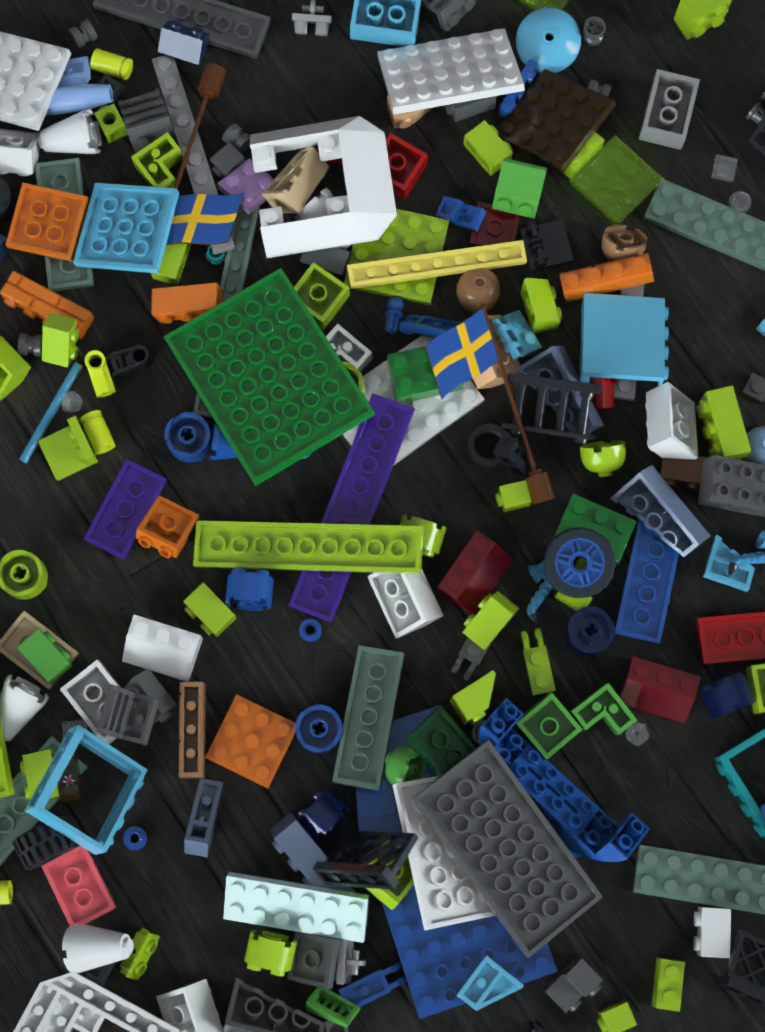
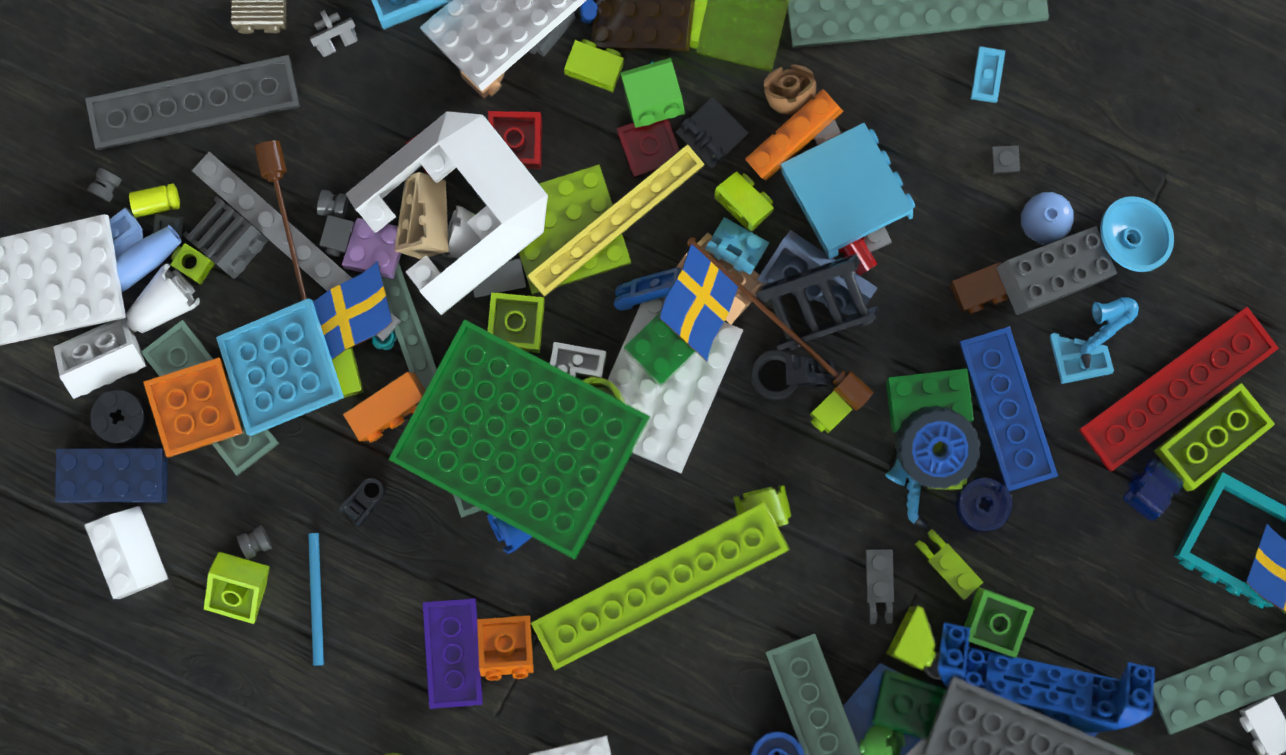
camera: 30 degrees left, 5 degrees up
(40, 302) = (245, 493): orange brick -> none
(59, 340) = (283, 522): lime brick -> none
(68, 450) = (358, 628): lime bracket -> none
(75, 404) = (331, 576): clear plate -> none
(97, 432) = (376, 592): neon yellow piece -> none
(100, 375) = (345, 533): neon yellow piece -> none
(155, 161) = (263, 279): lime brick -> none
(182, 426) = (460, 535): blue brick -> none
(183, 42) = (215, 135): brick -> none
(209, 609) = (597, 704): lime brick -> none
(249, 589) = (626, 662): blue brick -> none
(305, 624) = (716, 667): blue plate -> none
(356, 498) = (676, 507): dark purple plate -> none
(393, 314) = (601, 297): blue axle -> none
(405, 601) = (787, 582): white slope -> none
(460, 213) = (606, 151): blue slope -> none
(475, 573) = (837, 512): dark red slope -> none
(478, 288) = (671, 221): medium nougat cylinder -> none
(490, 620) = (883, 548): lime brick -> none
(603, 457) = (897, 320): lime cylinder -> none
(605, 705) = (1038, 570): bright green brick -> none
(643, 736) = (1079, 579): clear plate -> none
(659, 689) = (1082, 522): dark red slope -> none
(661, 510) = (986, 343): sand blue wedge -> none
(671, 423) = (944, 248): white slope -> none
(723, 424) = (996, 221): lime brick -> none

